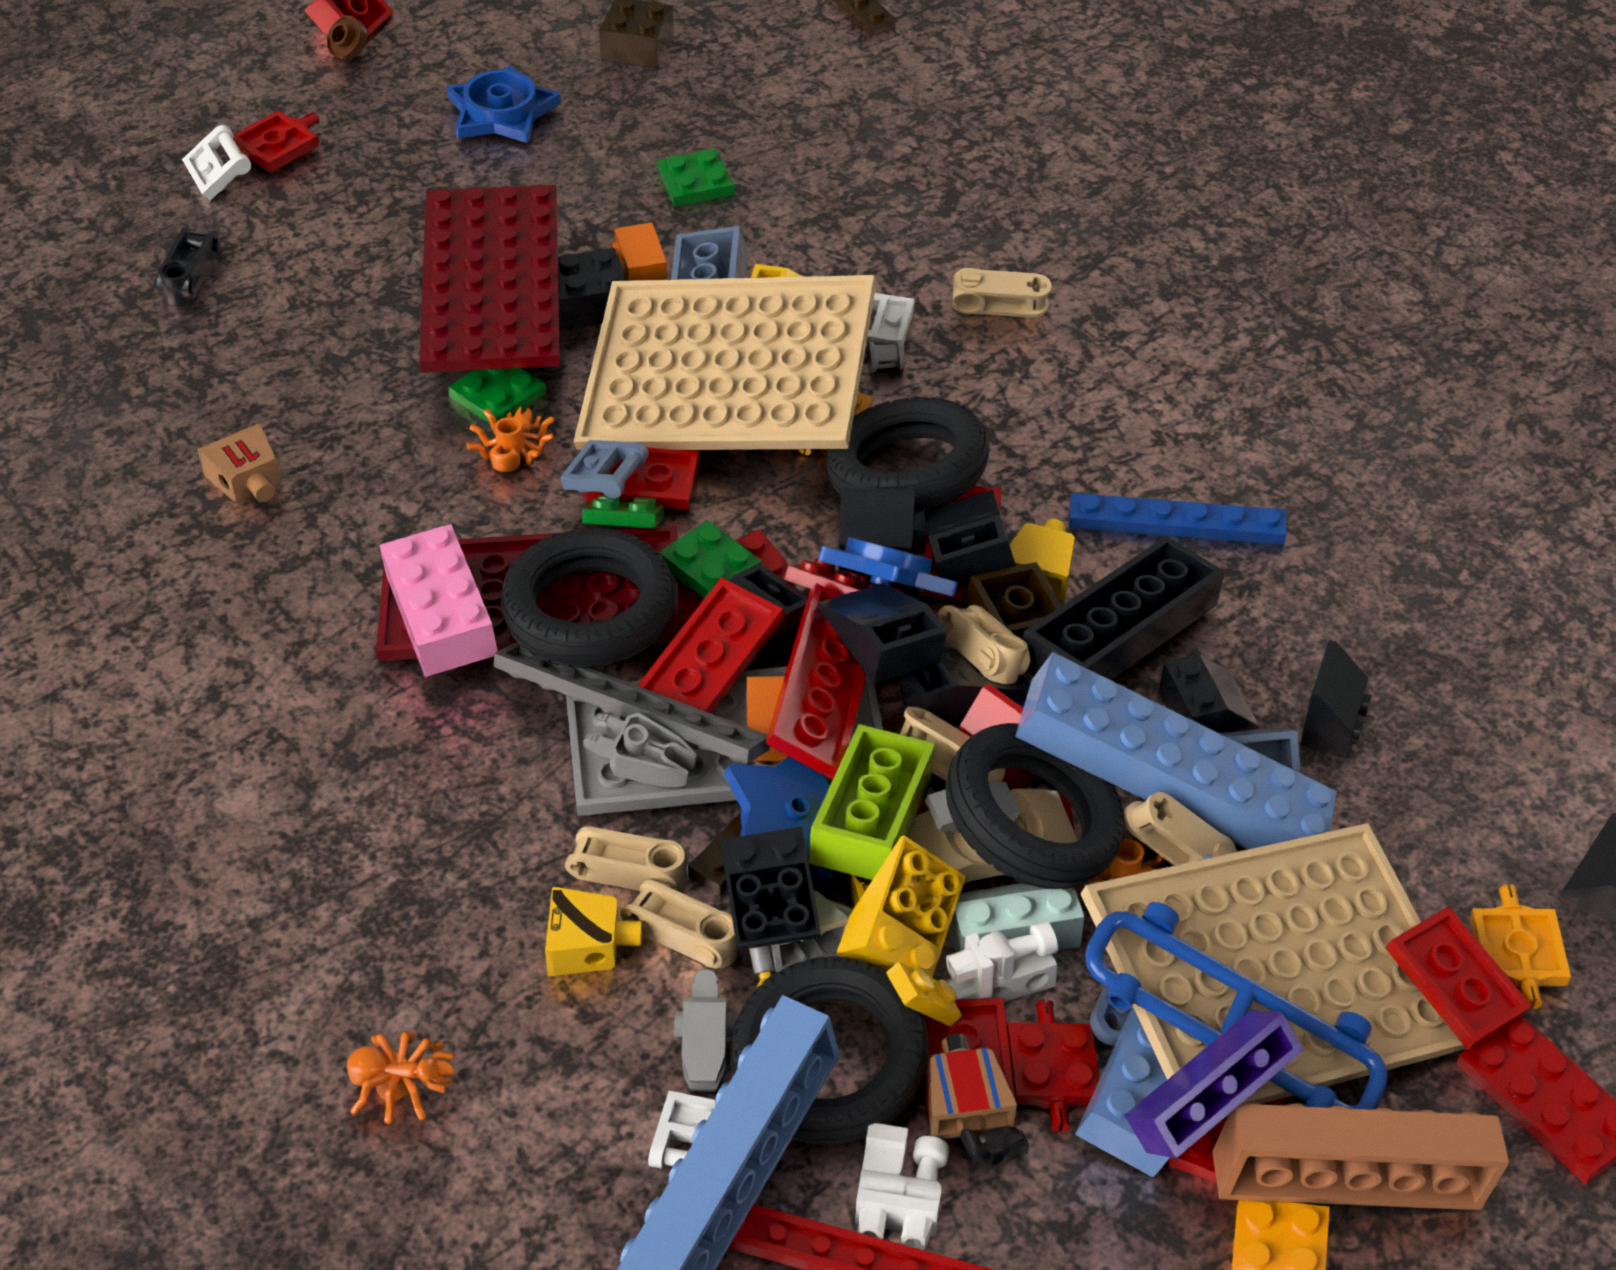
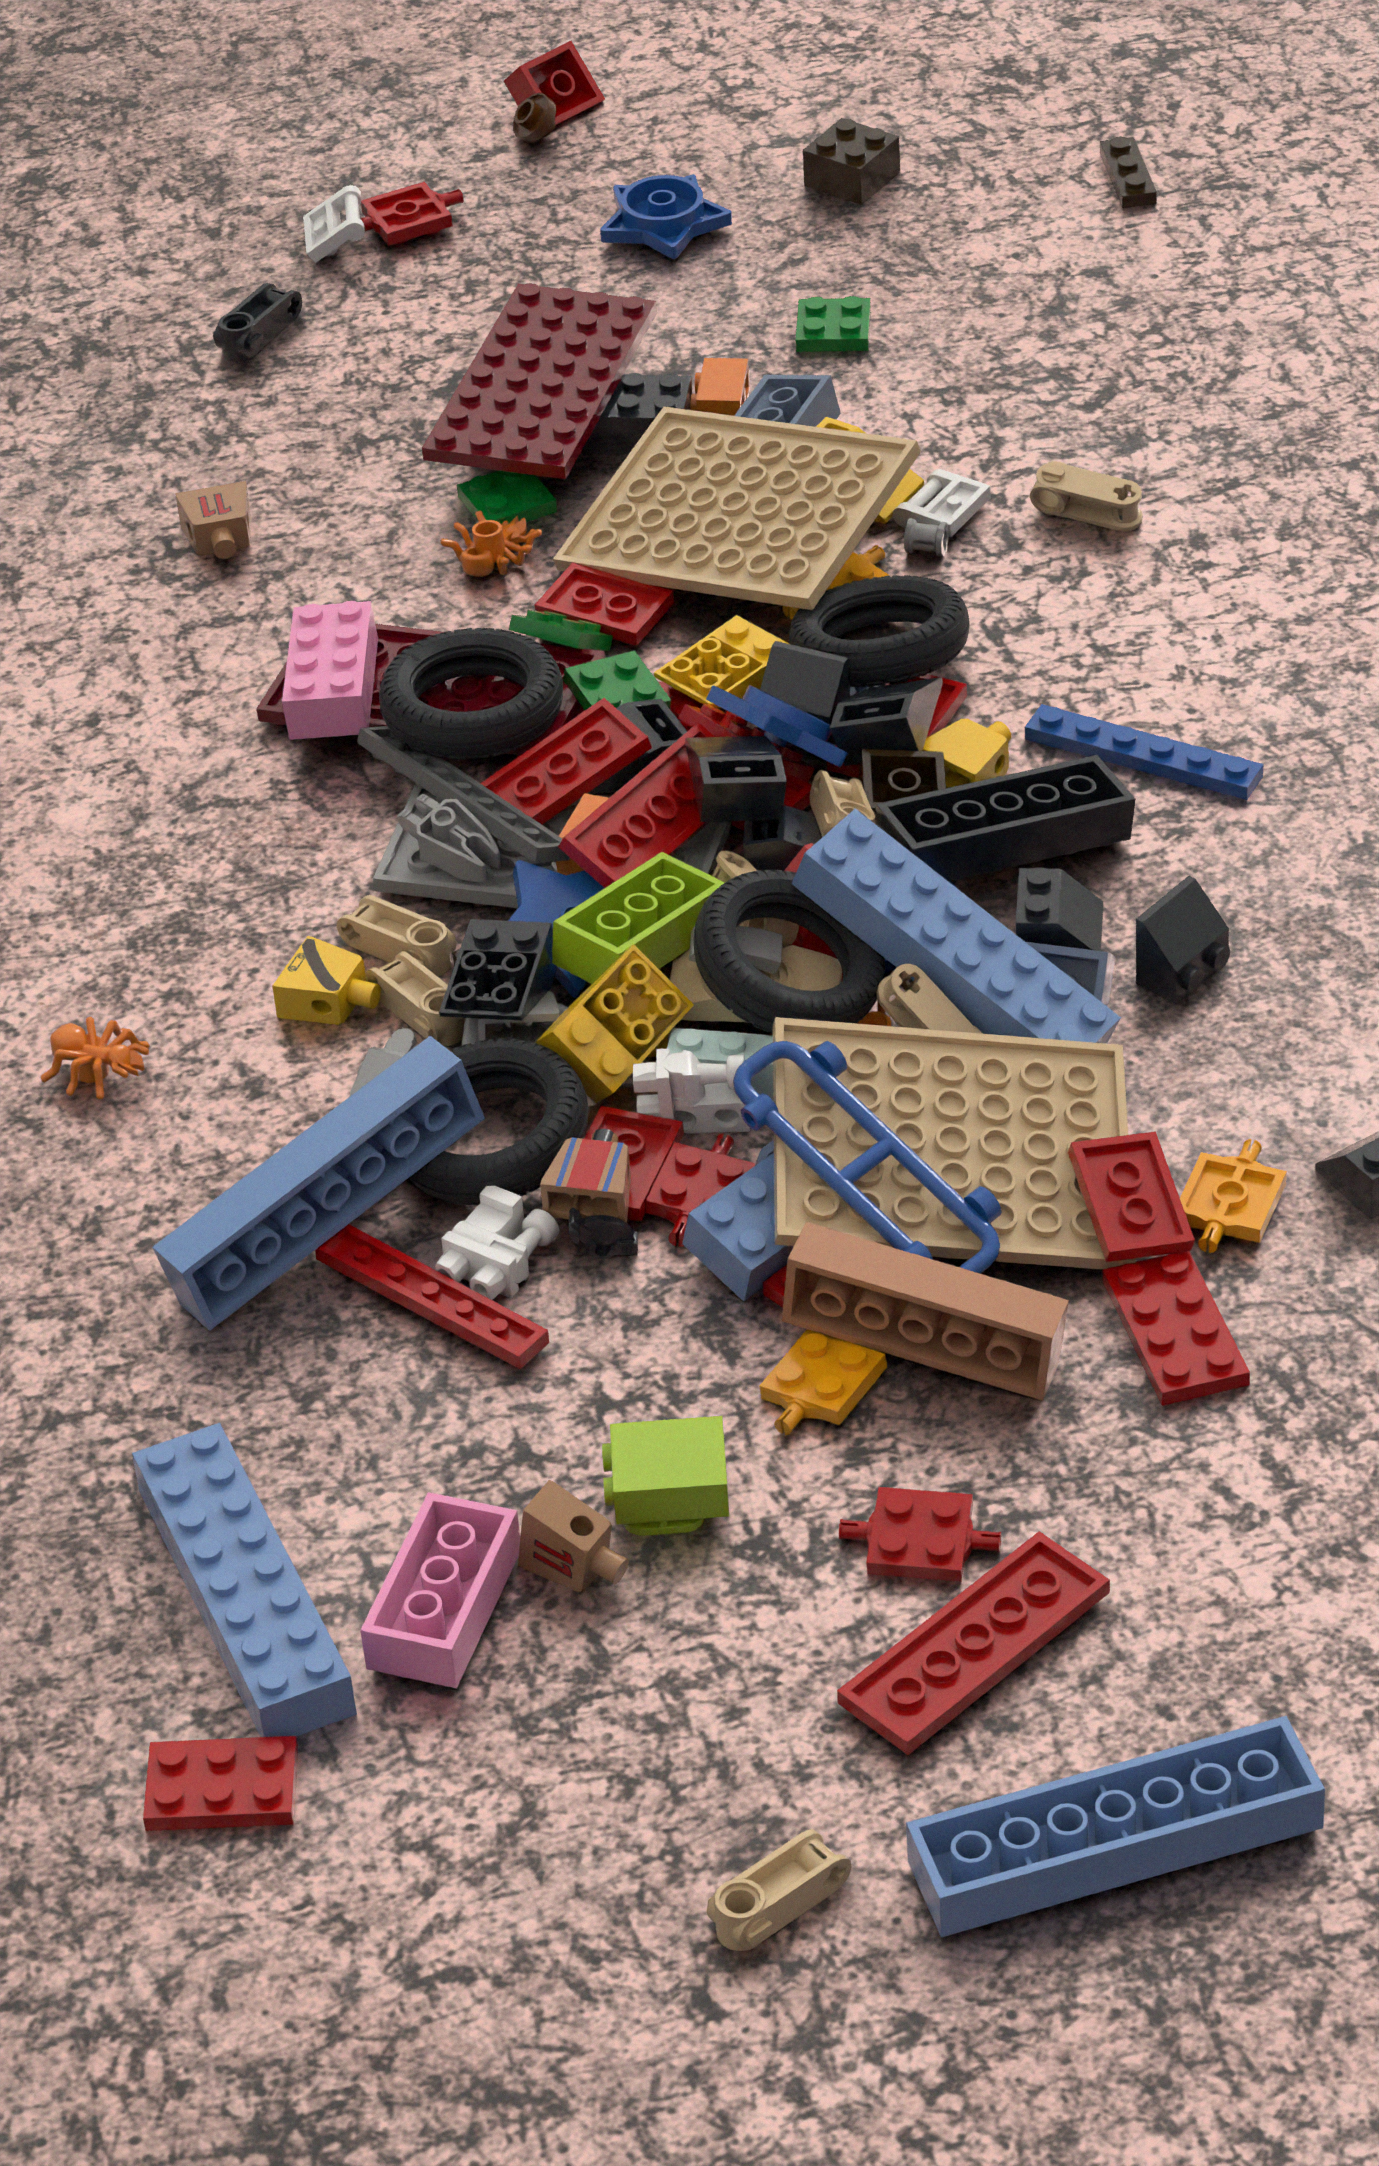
camera: 25 degrees right, 5 degrees down
(595, 461) = (560, 583): sand blue plate -> none
(793, 515) = (725, 658): none -> yellow slope
(925, 993) = (593, 1089): yellow plate -> none
(1214, 1083) = (796, 1200): dark purple brick -> none

